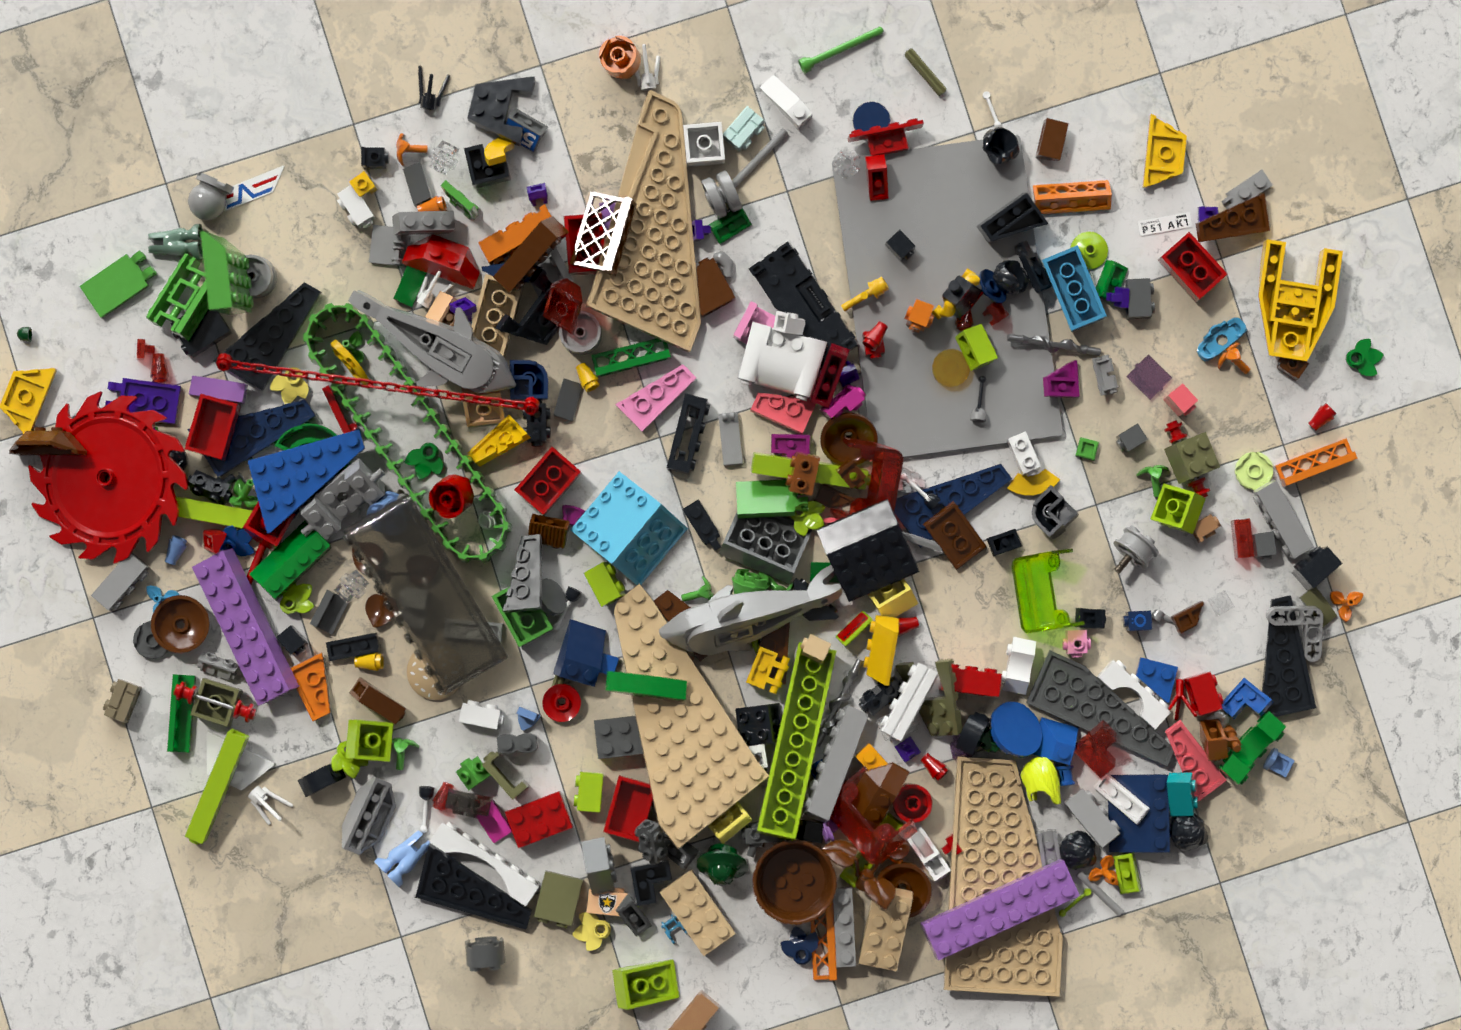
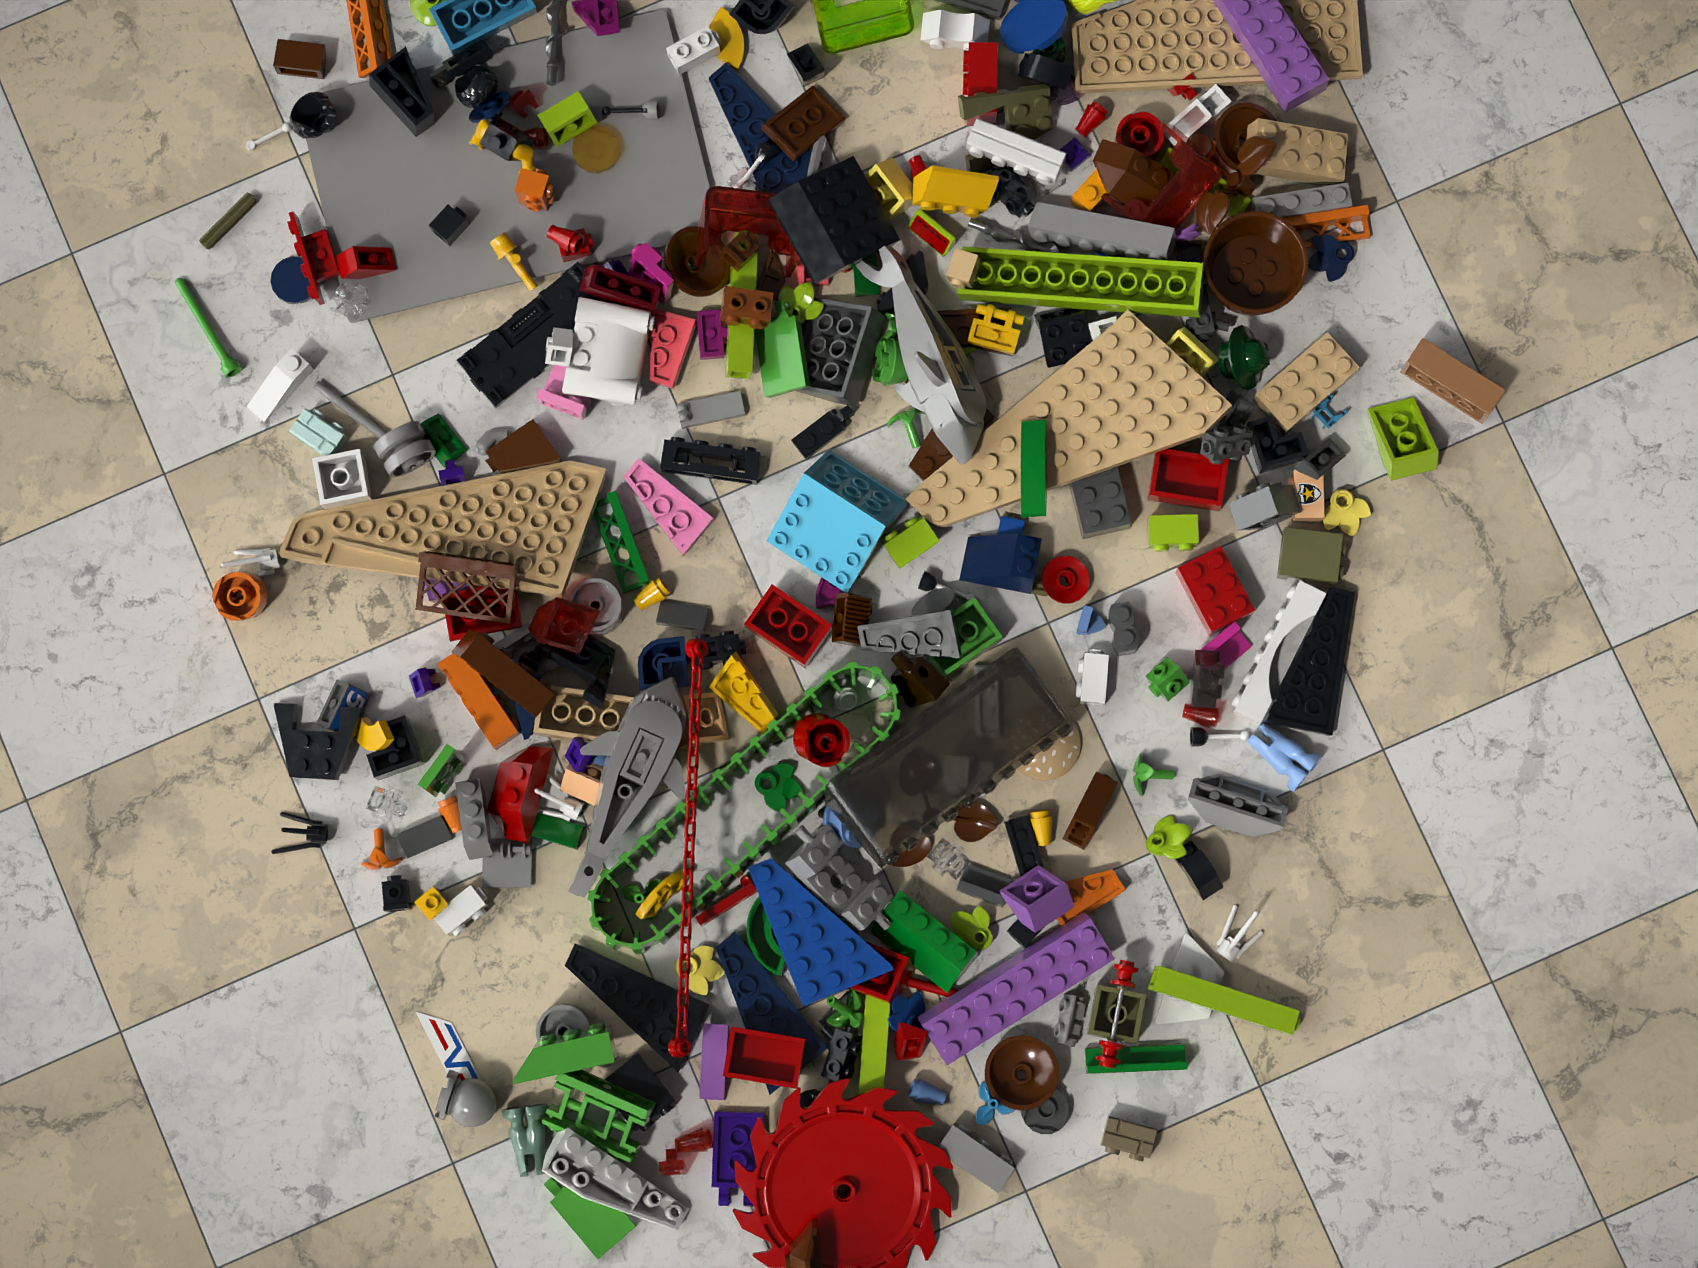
camera: 85 degrees left, 5 degrees down
(133, 297) = (608, 1182): none -> white wedge
(311, 651) = (1037, 898): none -> medium lavender slope
(369, 740) = (1142, 812): lime brick -> none
(485, 953) = (1391, 637): dark grey brick -> none
(492, 576) = (917, 680): none -> dark brown torso
(500, 778) = (1184, 623): olive panel -> none

